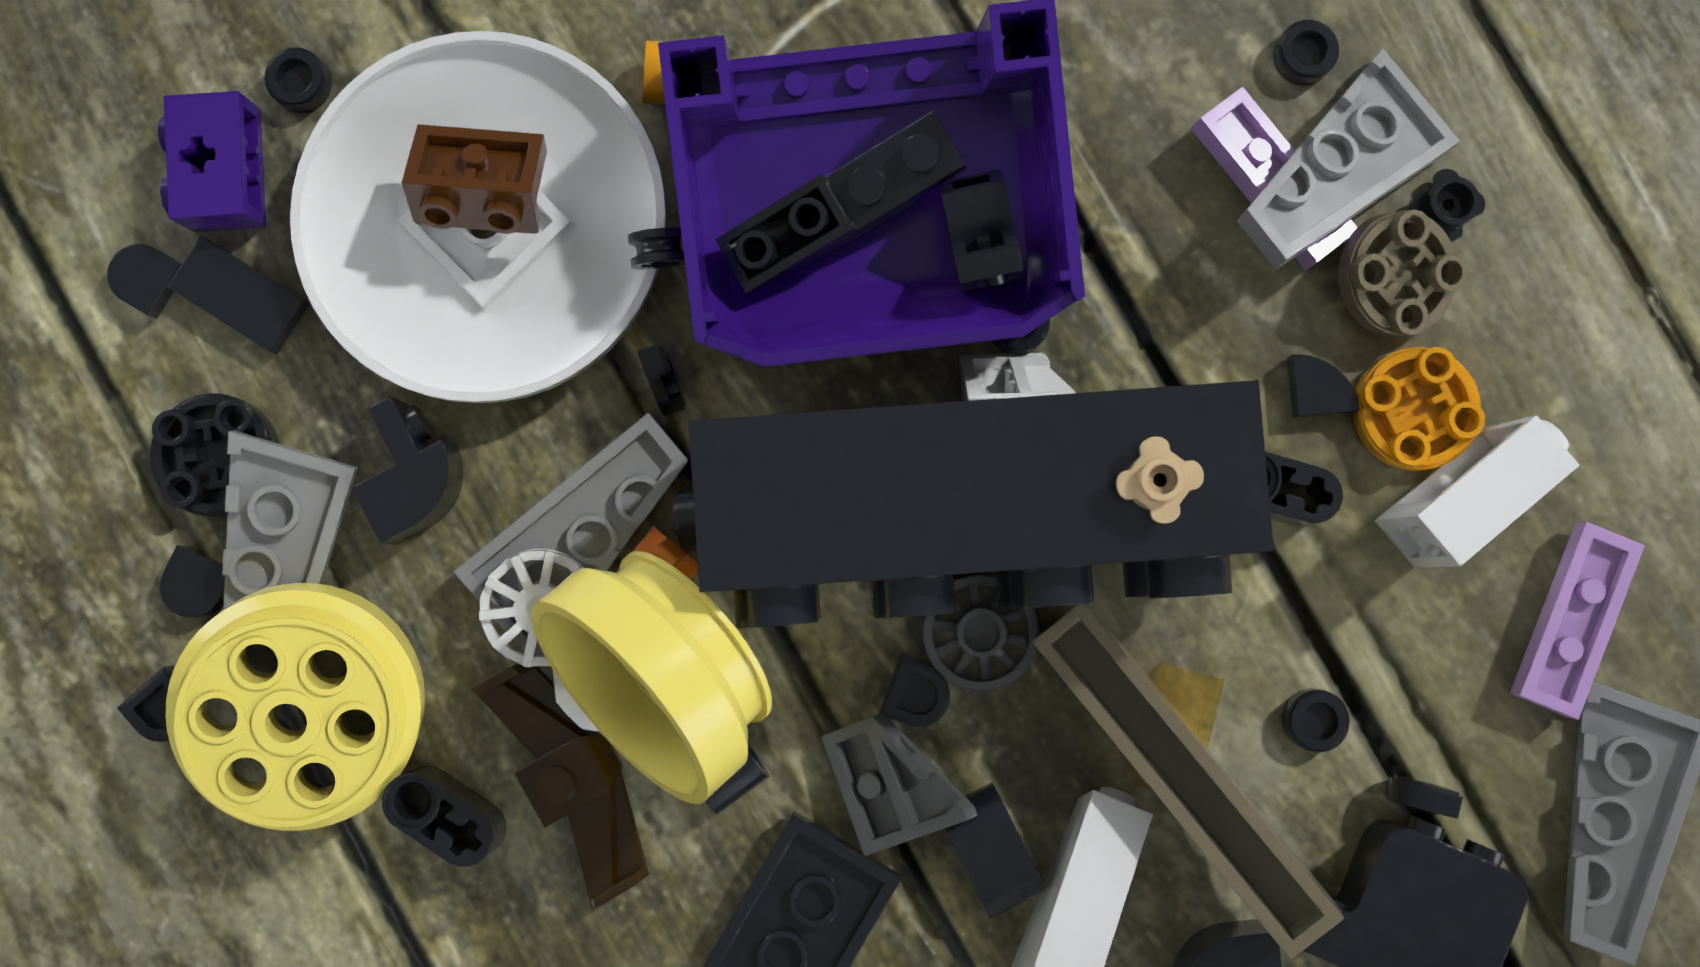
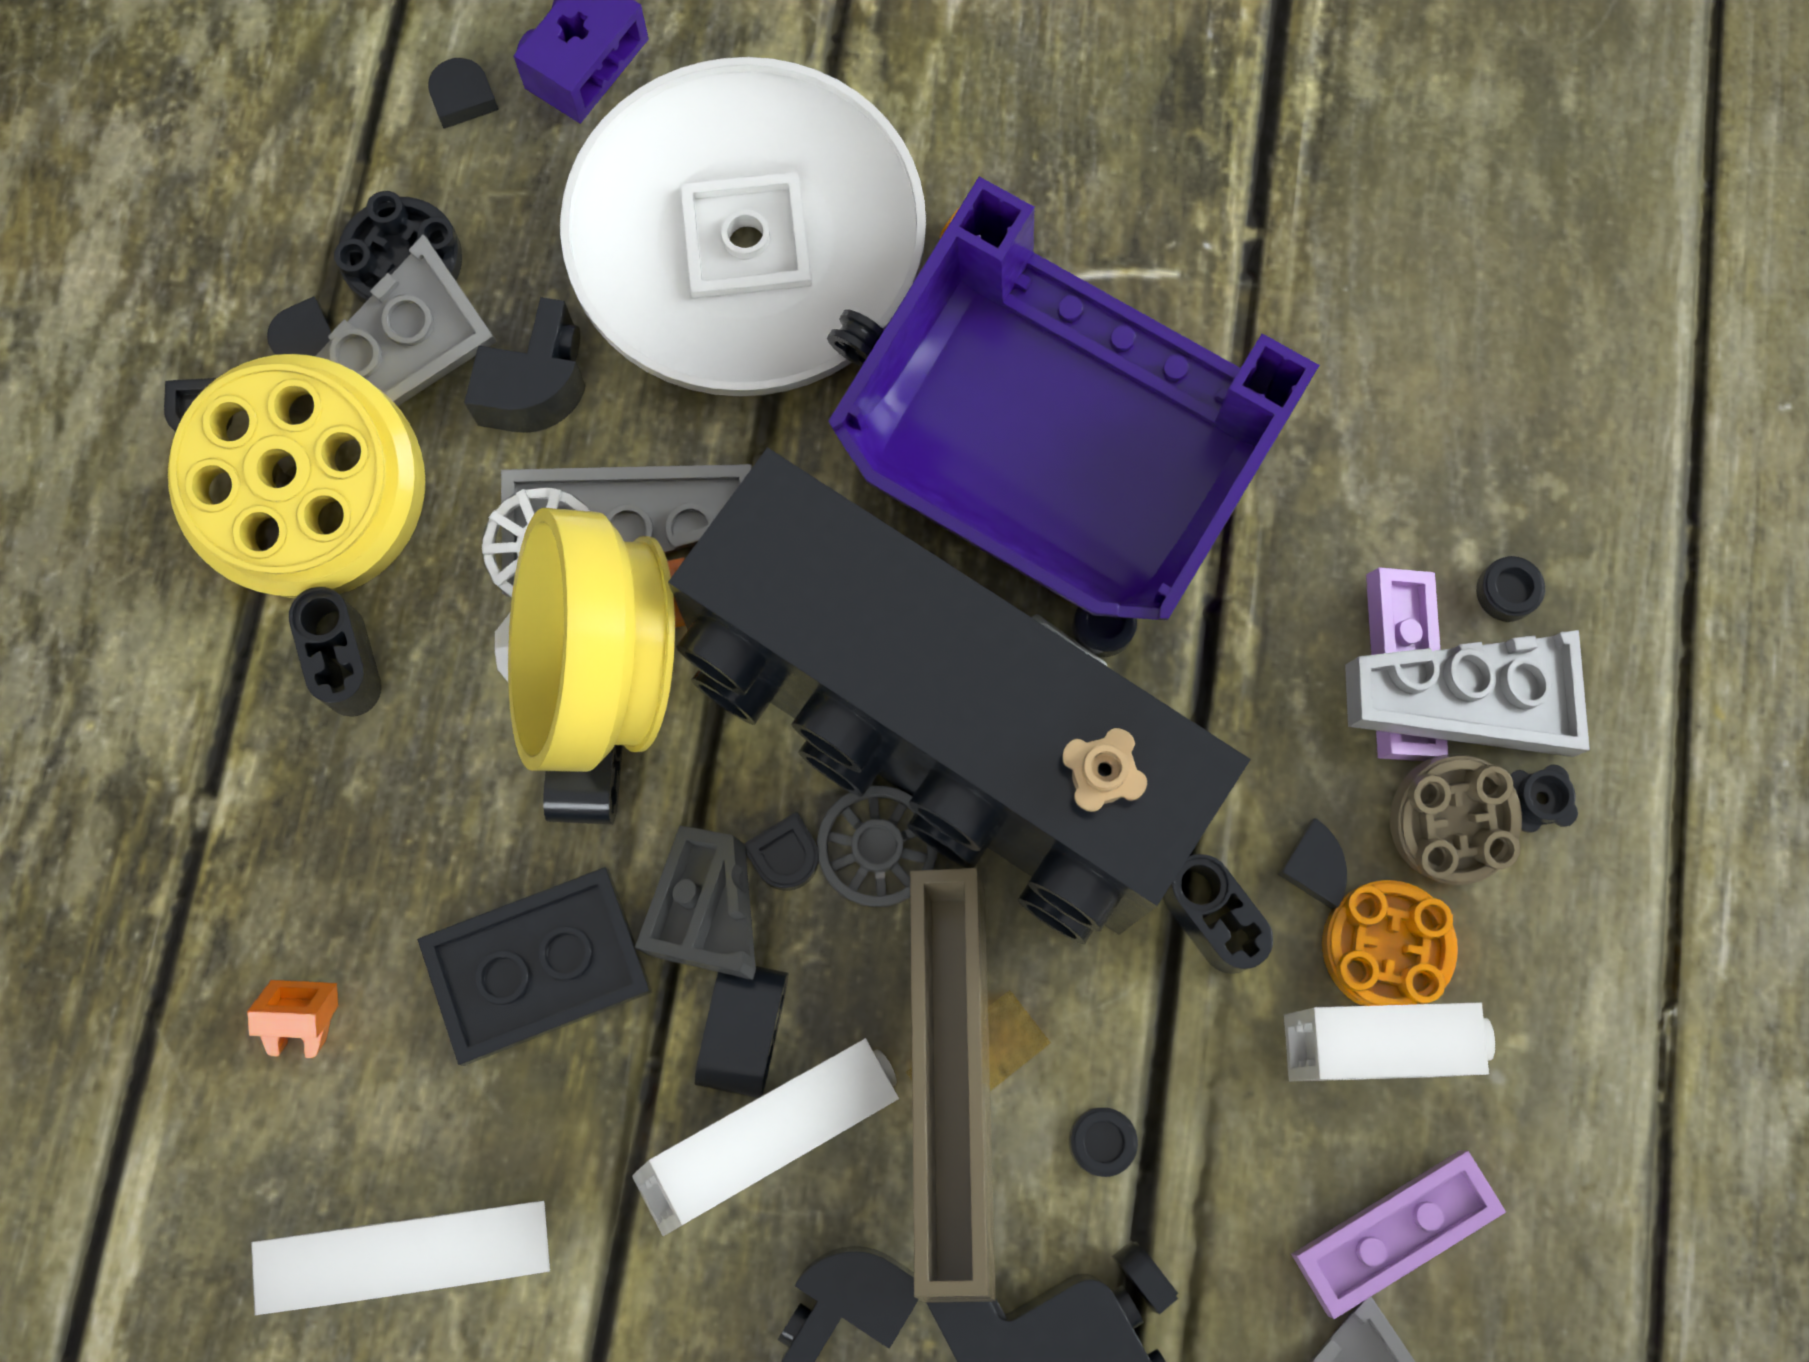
camera: 35 degrees right, 10 degrees down
(238, 295) = (517, 154): black tile -> none
(298, 80) = (693, 36): black tile -> none
(475, 178) = (761, 188): reddish brown bracket -> none
(573, 776) = (457, 703): dark brown plate -> none
(662, 379) = (788, 436): black tile -> none
(841, 205) = (1032, 424): black slope -> none
(981, 230) = (1127, 521): black brick -> none

